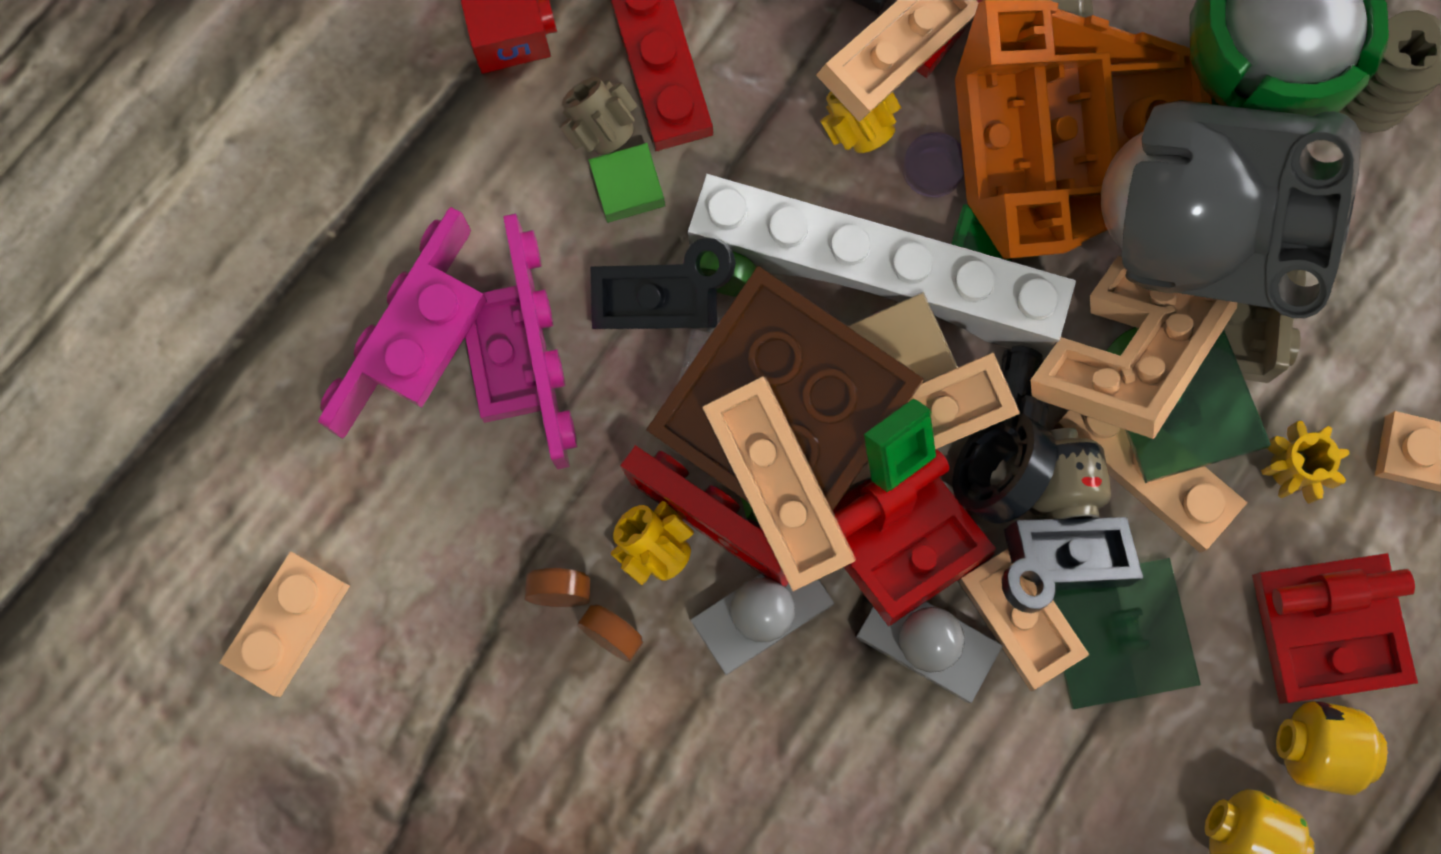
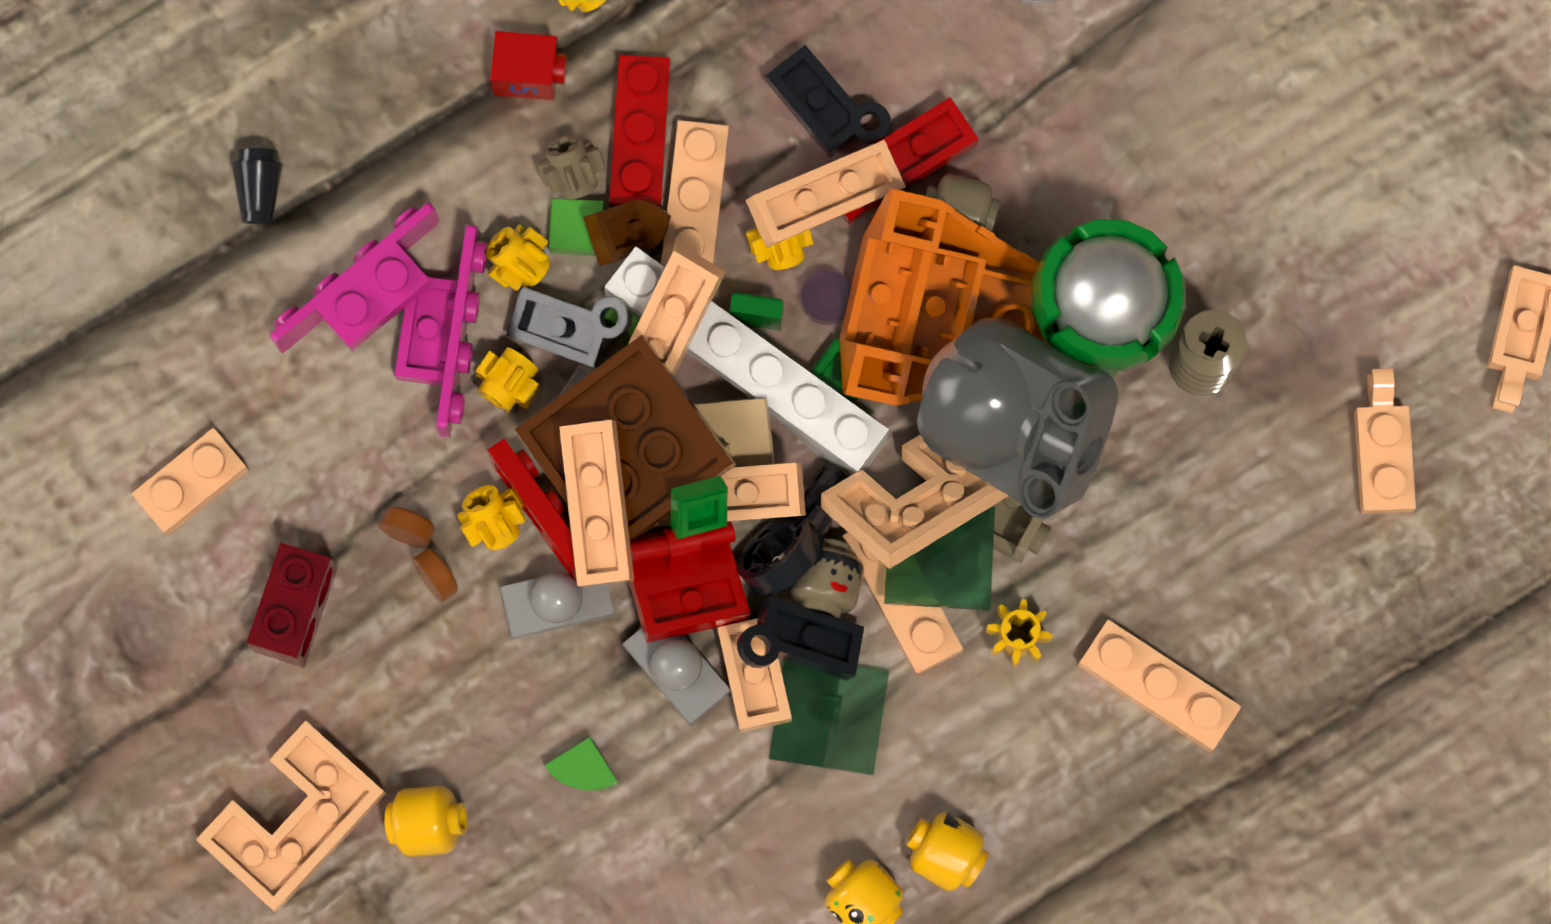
camera: 15 degrees right, 0 degrees up
(247, 255) = (257, 183): none -> black cone
(453, 729) = (292, 605): none -> dark red brick
(574, 235) = (518, 257): none -> yellow gear
(612, 377) = (507, 379): none -> yellow gear
(682, 161) = (624, 227): none -> reddish brown plate
(747, 105) = (696, 189): none -> light nougat plate
(788, 215) = (678, 305): none -> light nougat plate
(865, 800) = (582, 768): none -> bright green tile
(871, 201) = (757, 310): none -> green tile
(1336, 627) = (989, 766): red plate -> none

